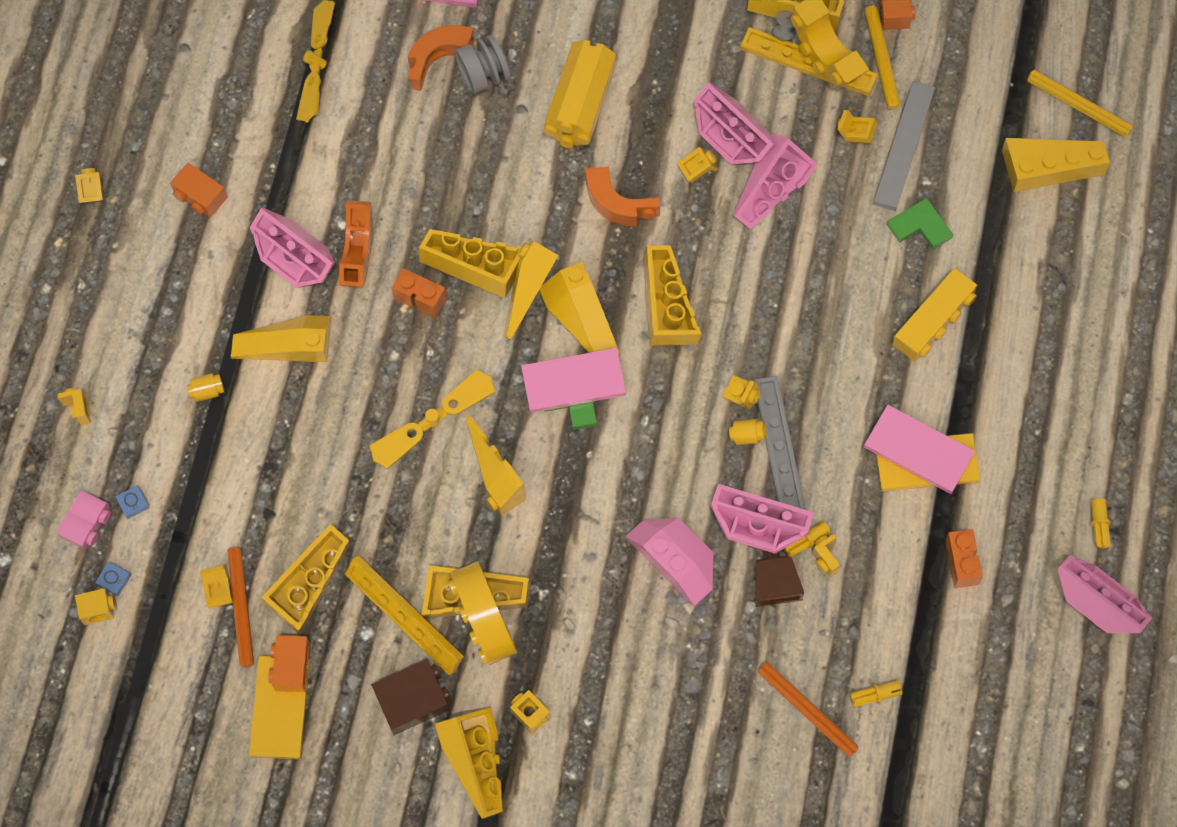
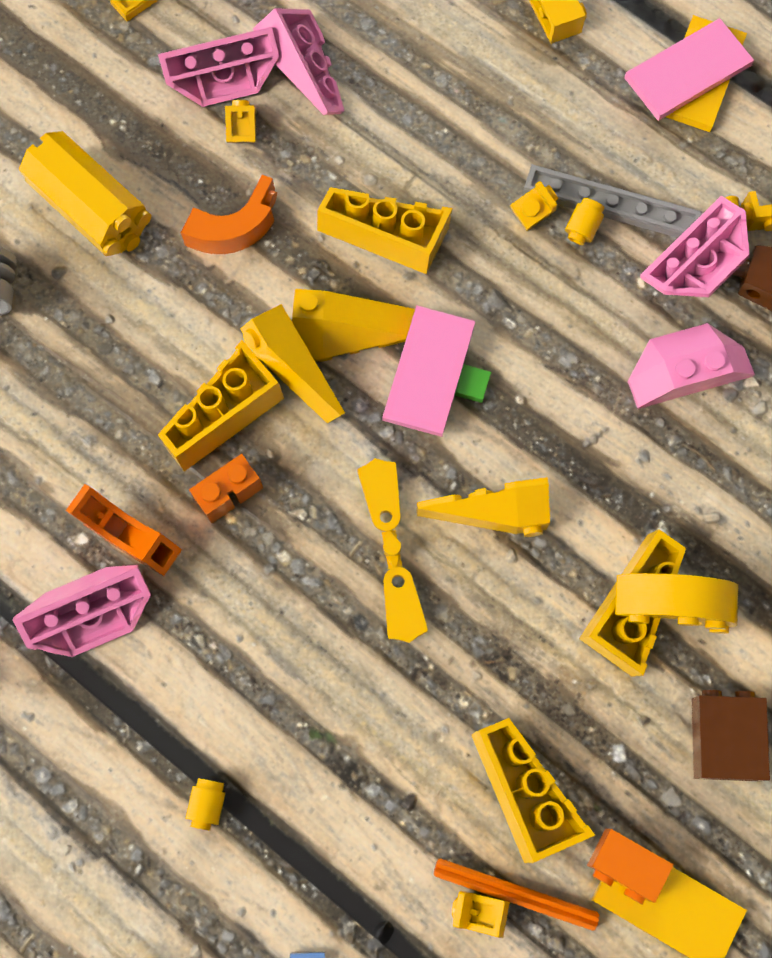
camera: 65 degrees left, 5 degrees up
(290, 340) = (197, 669): yellow wedge -> none
(404, 615) = (622, 698): yellow tile -> none

